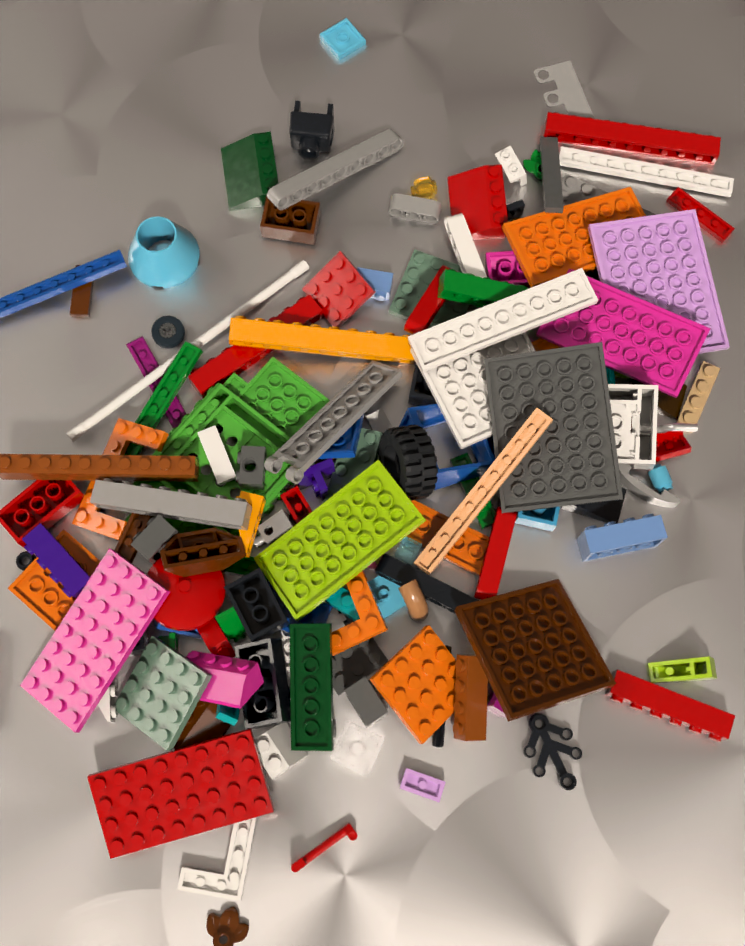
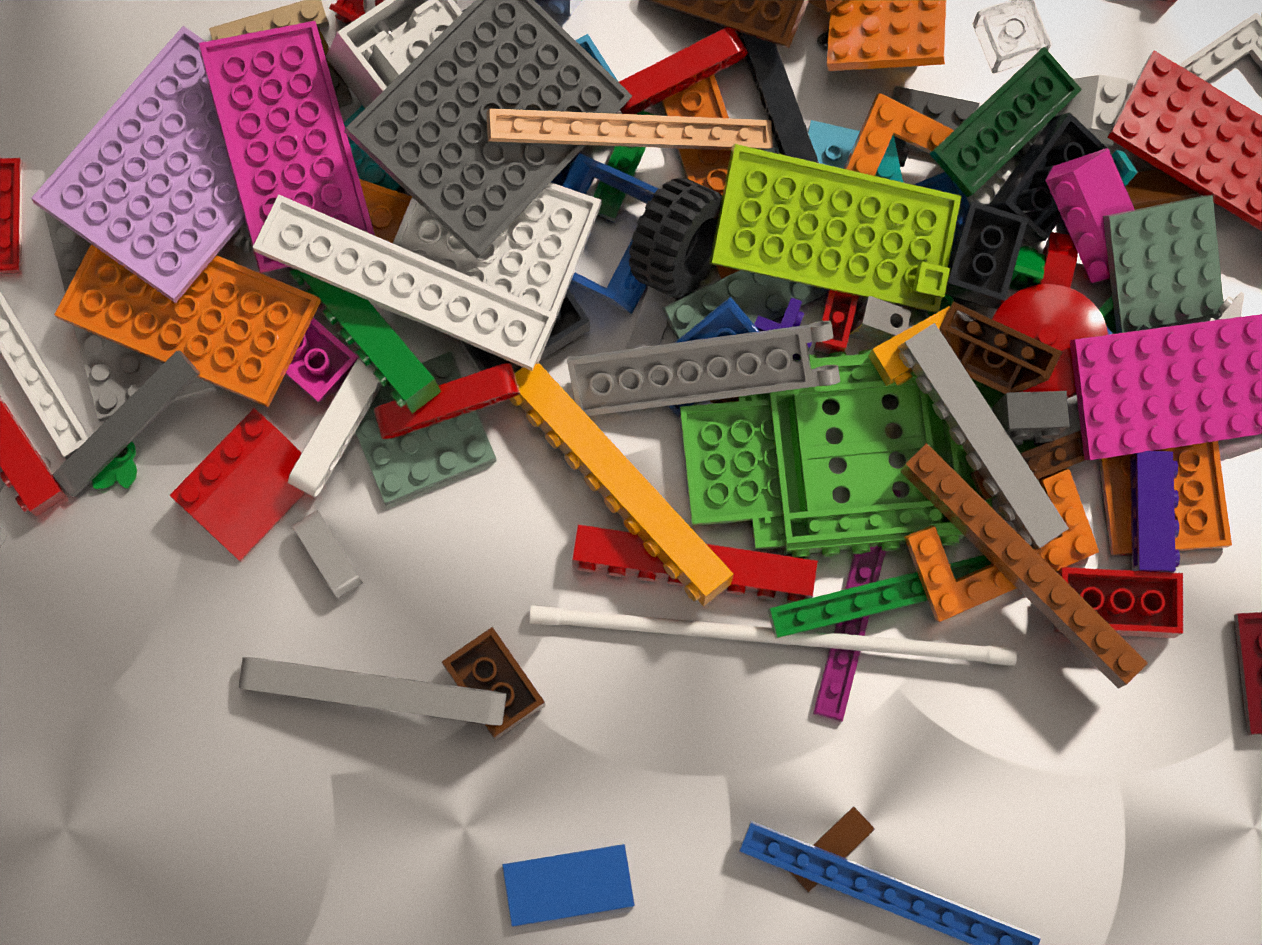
camera: 140 degrees left, 5 degrees up
(21, 558) = (1193, 562): black plate -> none
(163, 267) = (663, 837): medium azure cone -> none
(167, 323) = (771, 702): black bush -> none
(181, 182) = (568, 885): none -> blue tile
(217, 455) = (873, 457): white tile -> none
(249, 170) = (472, 807): dark green slope -> none
(251, 479) = (858, 385): dark grey brick -> none
(269, 563) = (931, 279): none -> lime plate
(311, 131) = (345, 782): black piece -> none
(339, 289) = (532, 533): plate -> none
(342, 39) = (150, 897): medium azure tile -> none
(366, 702) = (963, 60): dark grey brick -> none
(380, 282) = (481, 505): medium blue brick -> none
(414, 601) = (812, 108): medium nougat cylinder -> none
(424, 188) = (288, 567): clear yellow head -> none
(511, 166) = (156, 487): white bracket -> none
(515, 209) = (212, 430): black plate -> none

